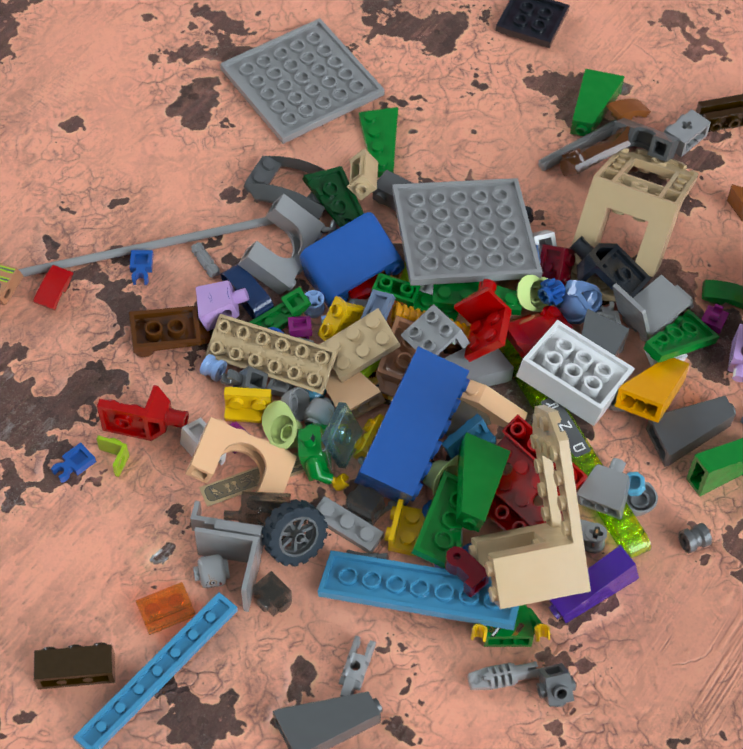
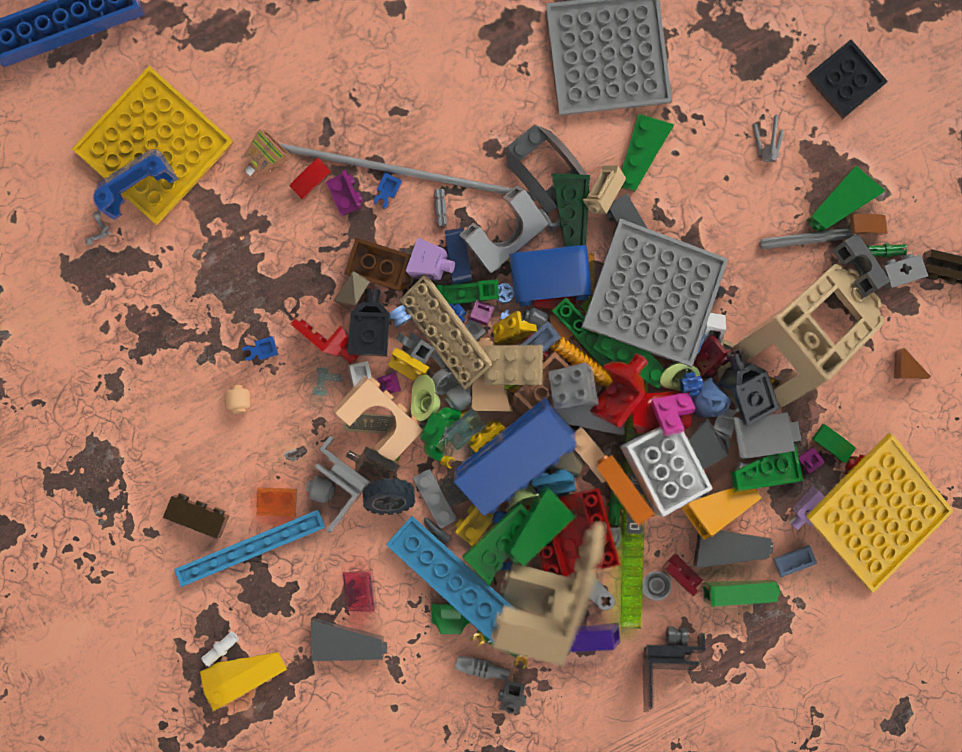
camera: 25 degrees right, 30 degrees up
(69, 521) = (237, 399): none -> light nougat head
(97, 286) = (344, 194): none -> magenta bracket
(117, 448) = (296, 349): lime bracket -> none
(148, 364) = (351, 291): none -> dark tan slope
(161, 474) = (322, 376): none -> clear light blue piece
(187, 381) = (369, 327): none -> black plate
(272, 594) = (354, 530): clear smoke brick -> none
(314, 656) = (360, 590): none -> clear pink slope
(351, 678) = (380, 620): light grey hinge -> none
(432, 636) = (448, 619): none -> green slope
(467, 568) = (490, 587): dark red leg -> none
(500, 92) = (770, 152): none -> light grey plant
(548, 316) = (668, 410): none -> dark pink plate
(572, 410) = (624, 489): none -> orange slope
(580, 160) = (809, 265): reddish brown slope -> none
(606, 489) = (631, 576): light grey torso -> none
(637, 484) = (656, 577): medium azure tile -> none
(661, 123) = (887, 250): none -> green pin
(661, 476) = (683, 574): none -> dark red bracket
(700, 563) = (668, 658): none -> black piece

